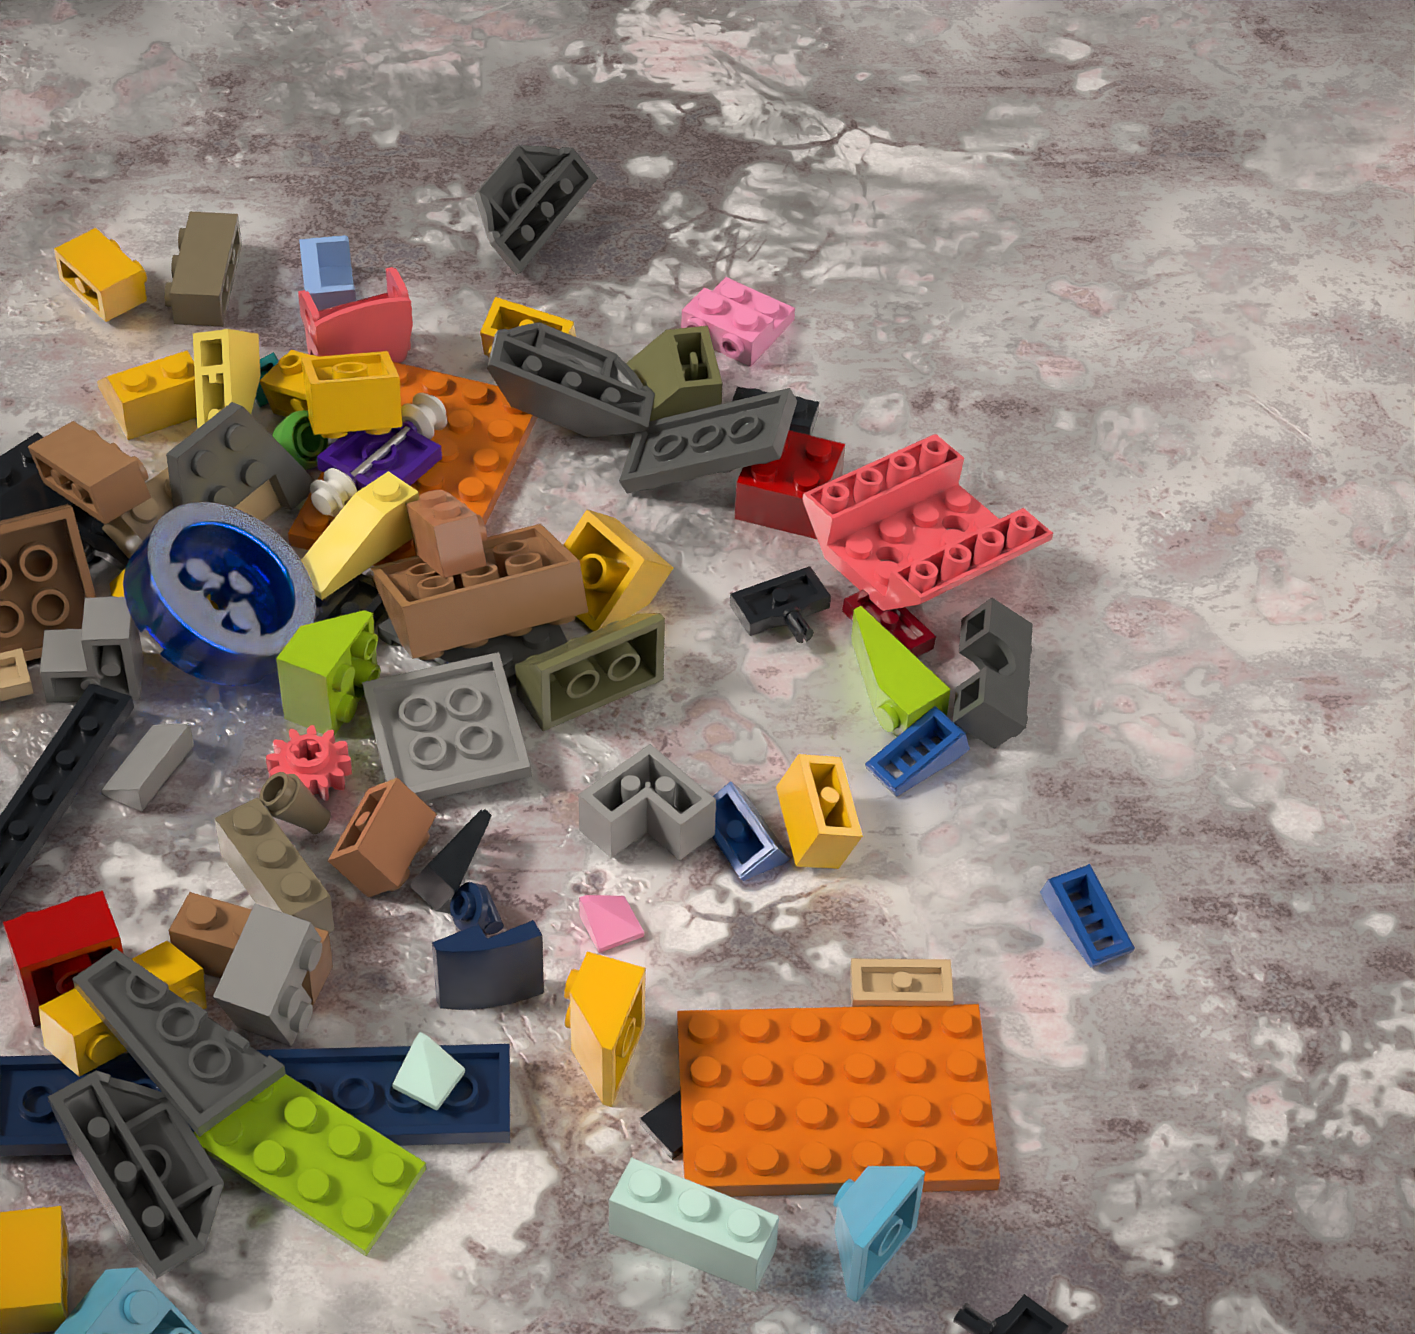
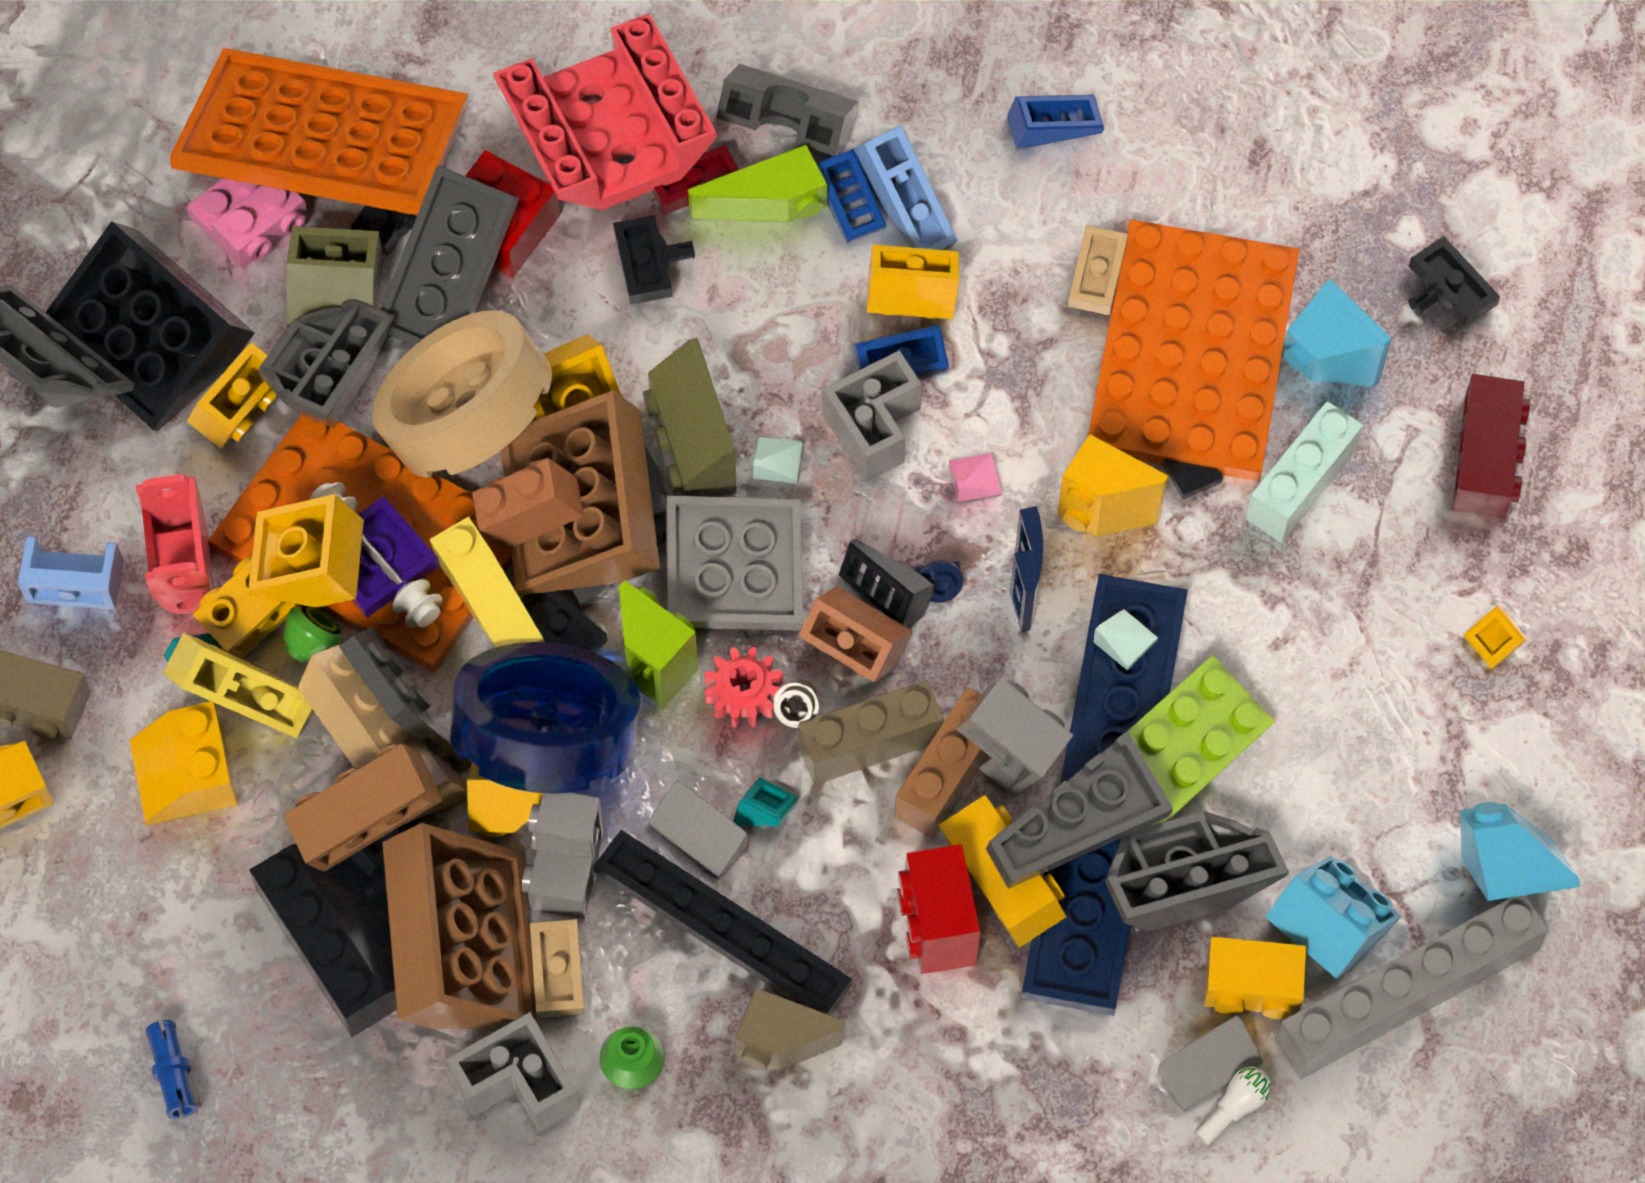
camera: 75 degrees left, 15 degrees up
(187, 811) = (764, 805): none -> teal slope
(556, 467) = (461, 393): none -> tan brick
(584, 750) = (777, 460): none -> light aqua slope
(601, 270) = (149, 323): none -> black slope
(832, 334) = (319, 131): none -> orange plate
(935, 791) = (904, 190): none -> light blue slope

